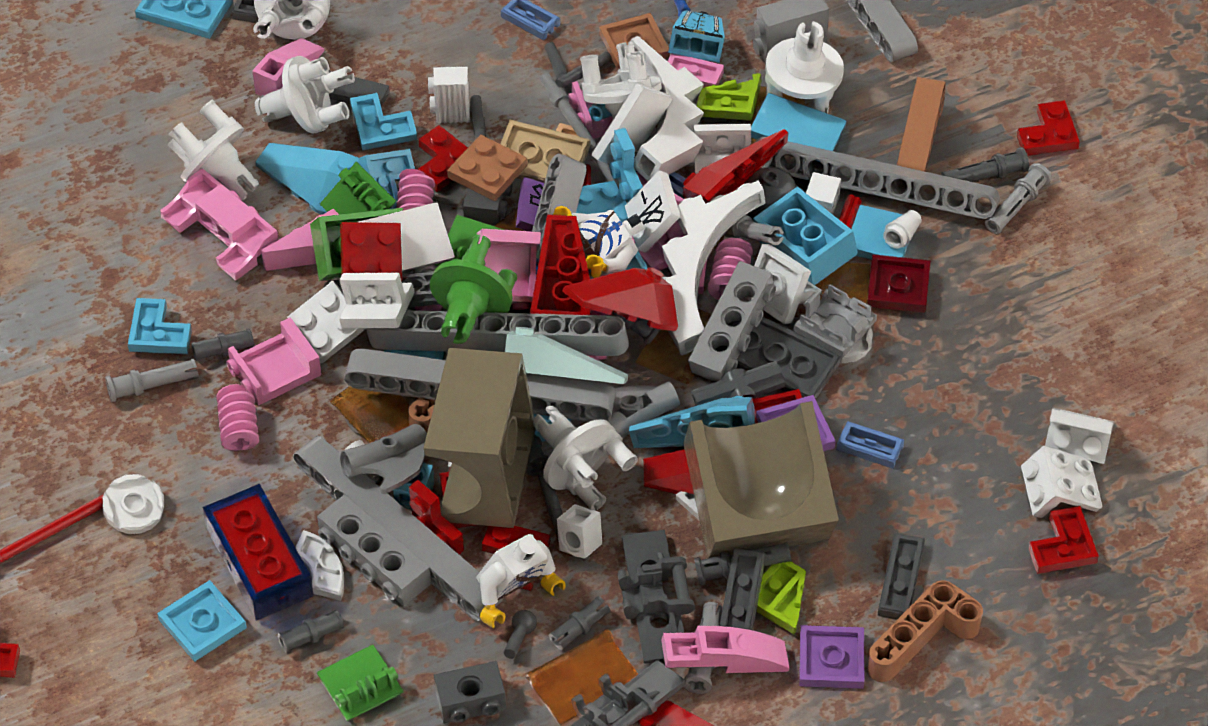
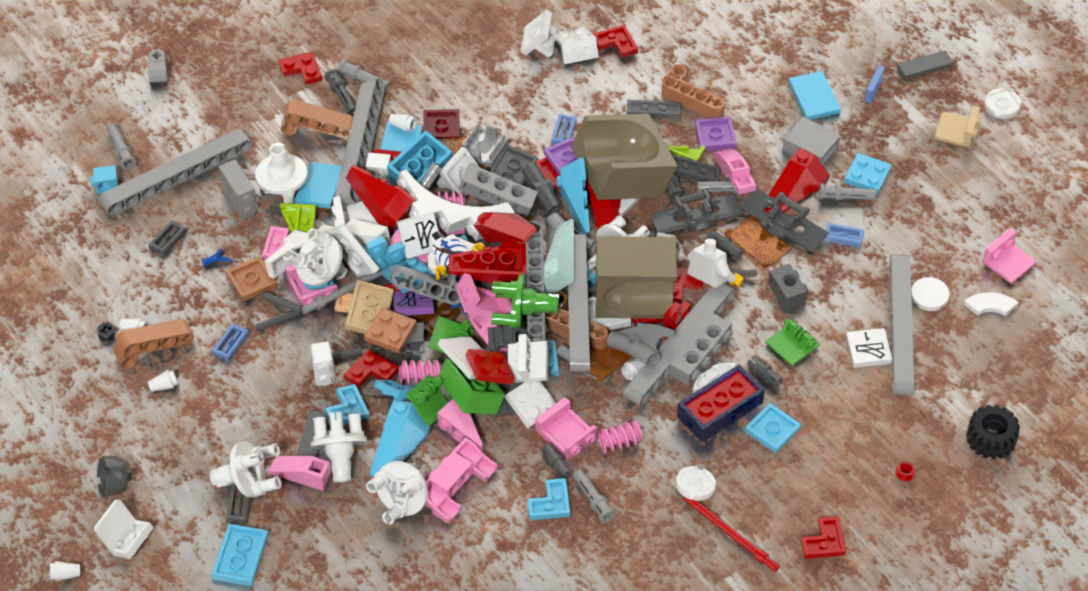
camera: 100 degrees left, 0 degrees up
(698, 36) = (247, 239): medium azure torso -> none

